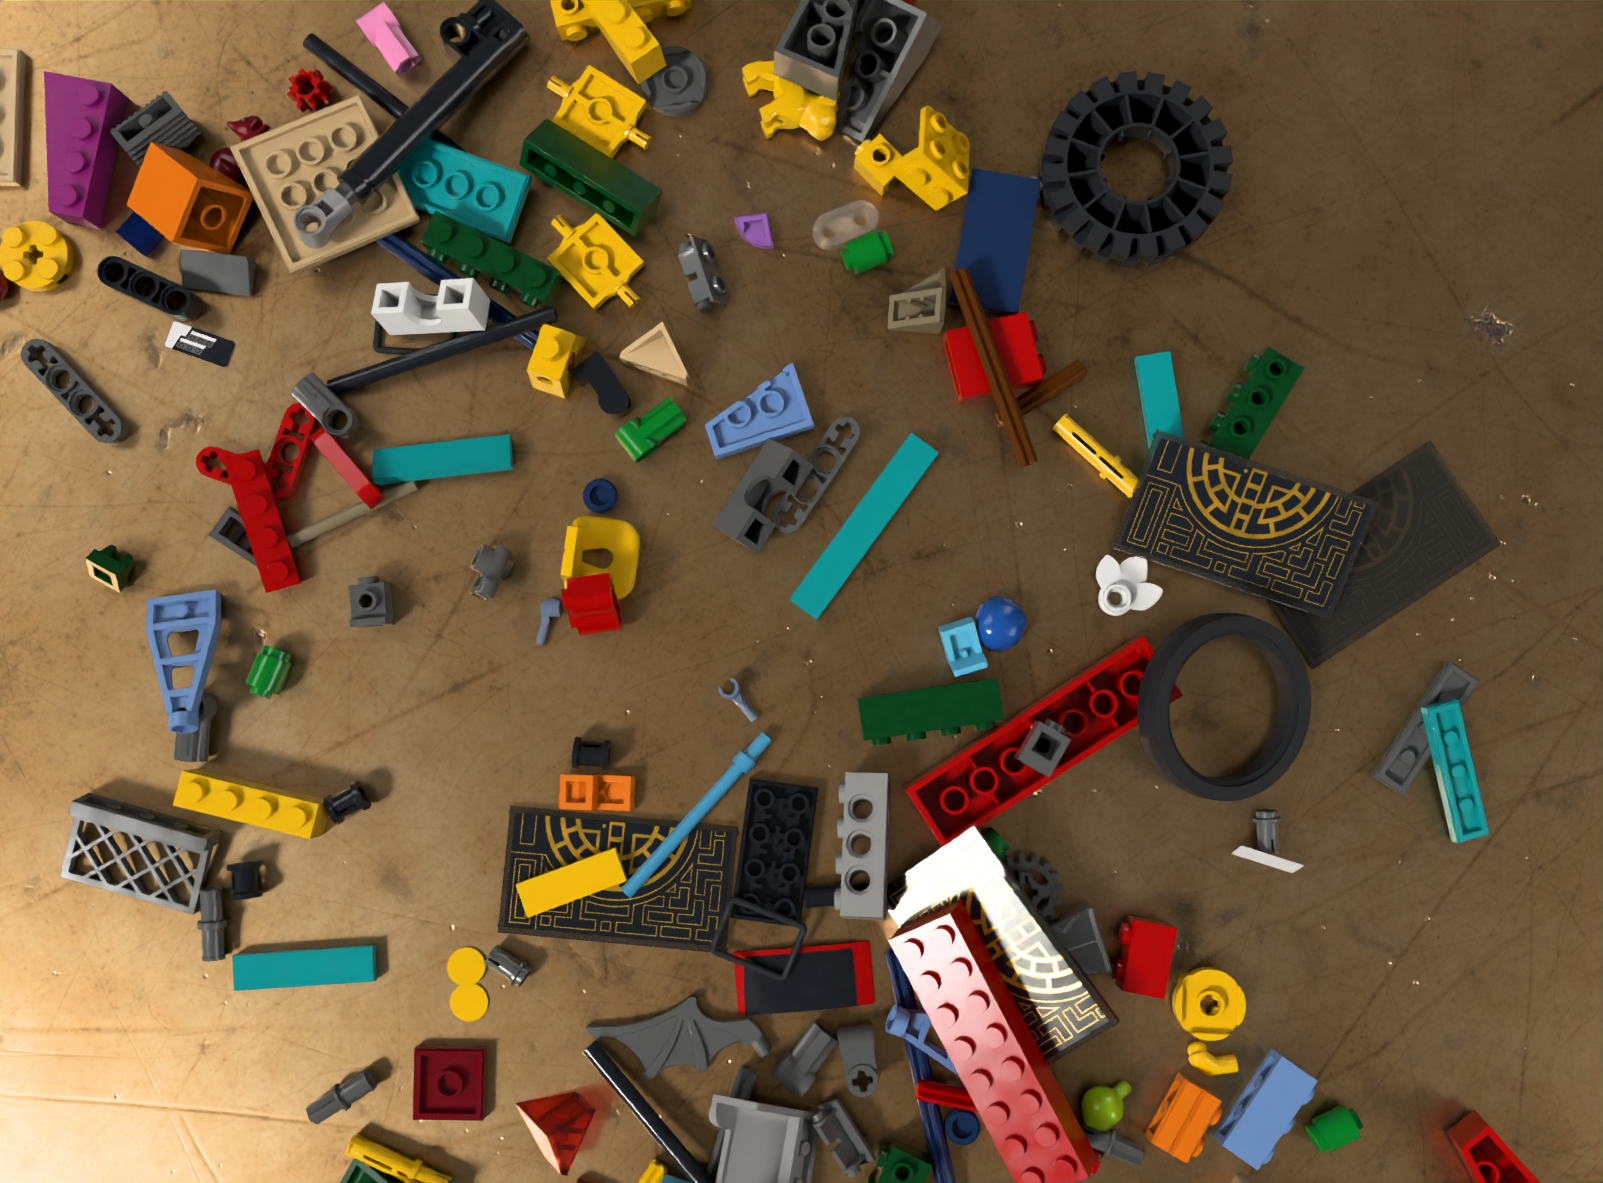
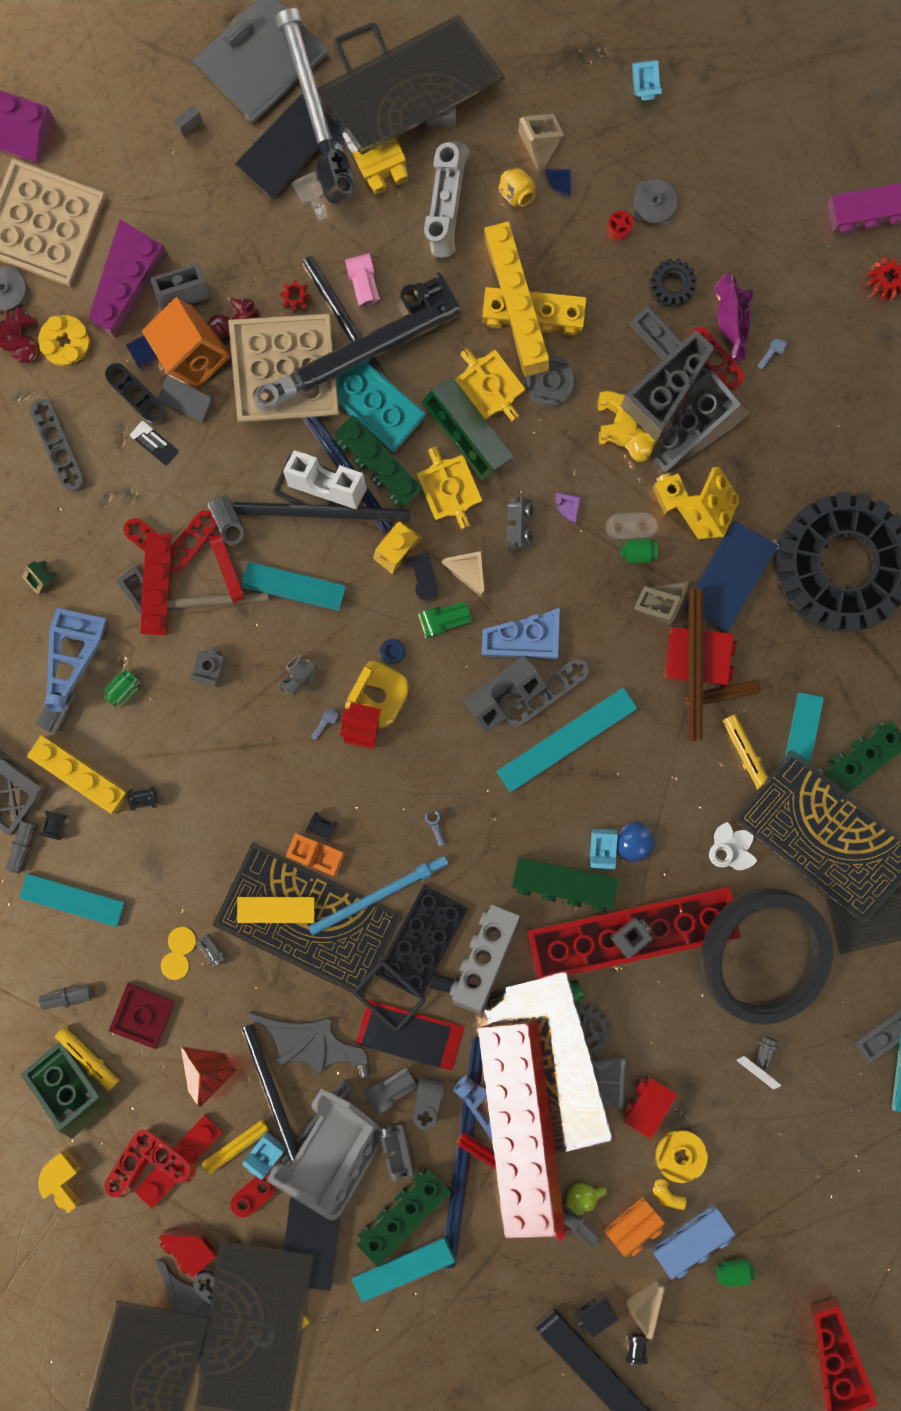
camera: 20 degrees right, 0 degrees up
(961, 1126) = (480, 1176): dark blue tile -> none

